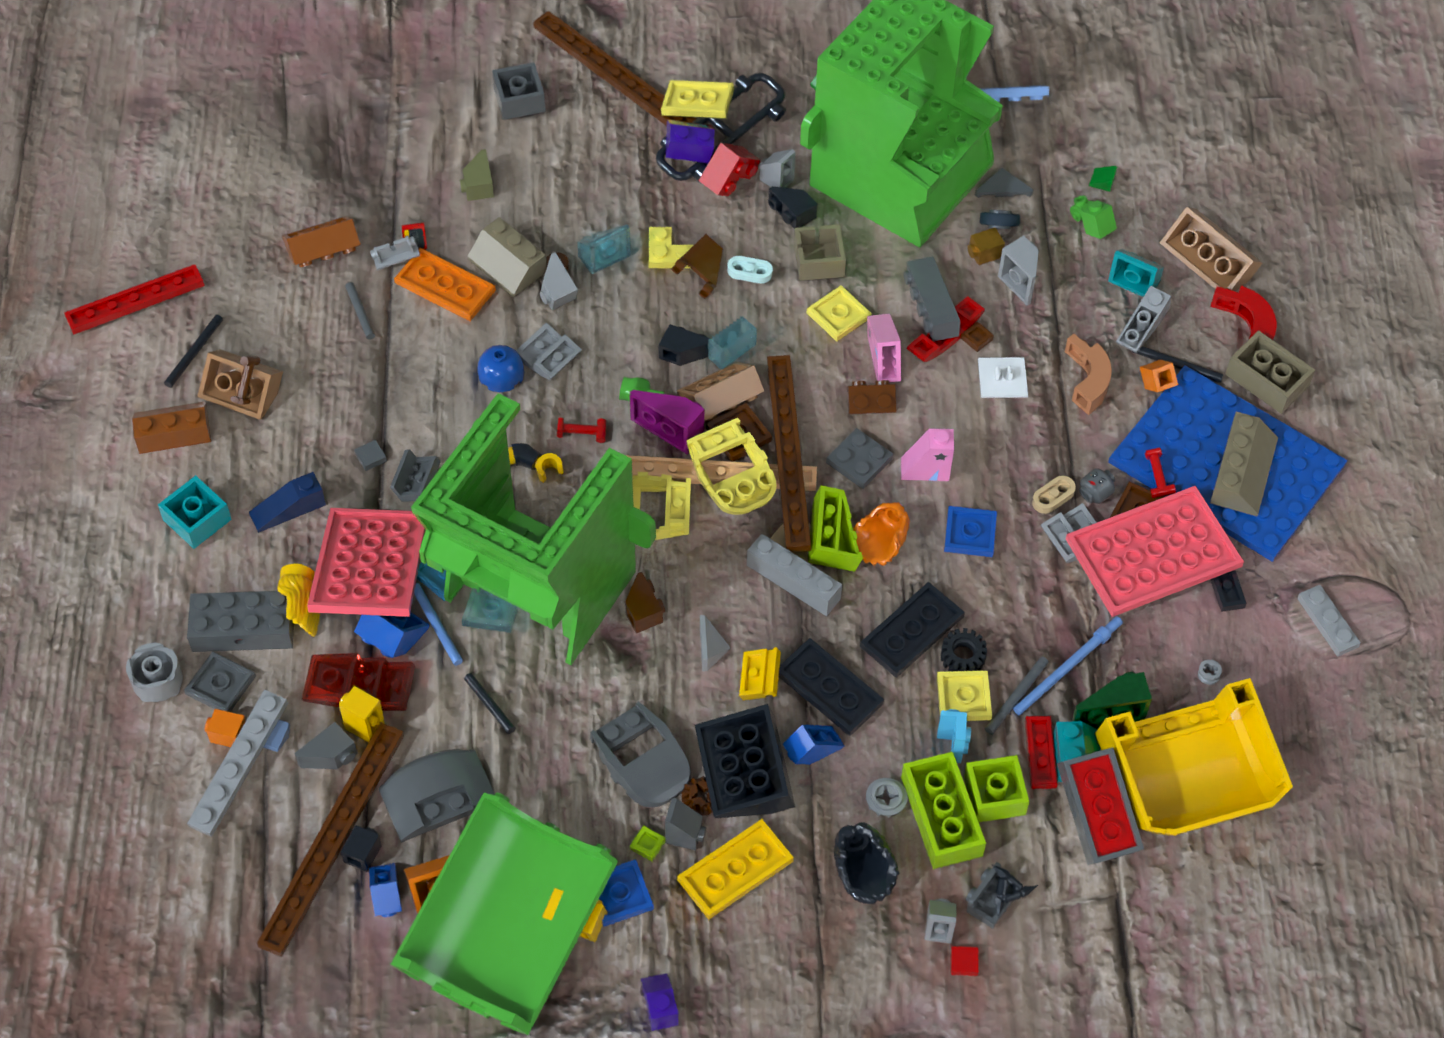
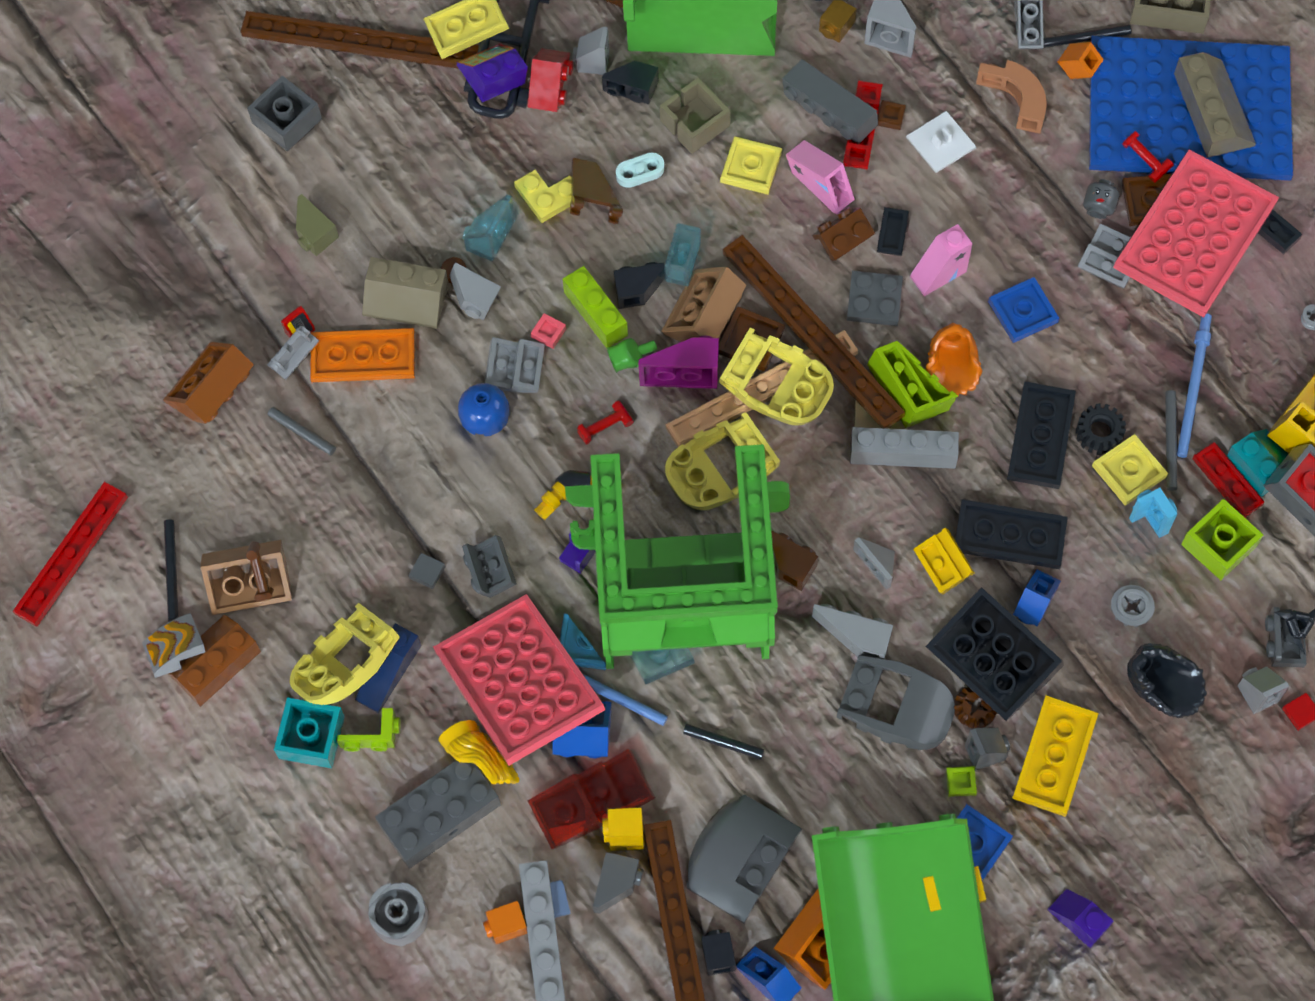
camera: 30 degrees left, 10 degrees up
(150, 395) = (171, 644): none -> slope
(219, 683) = (461, 882): dark grey tile -> none
(239, 478) = (323, 678): none -> light yellow slope
(248, 549) = (389, 727): none -> lime bracket
(591, 342) = (548, 331): none -> coral plate
(638, 342) = (595, 307): none -> lime brick
(653, 688) = (855, 632): none -> light grey slope
(911, 418) = (892, 231): none -> black tile
(943, 810) = (1192, 587): lime brick -> none
(1052, 496) = (1069, 232): tan plate -> none
(1120, 696) = (1270, 392): dark green slope -> none

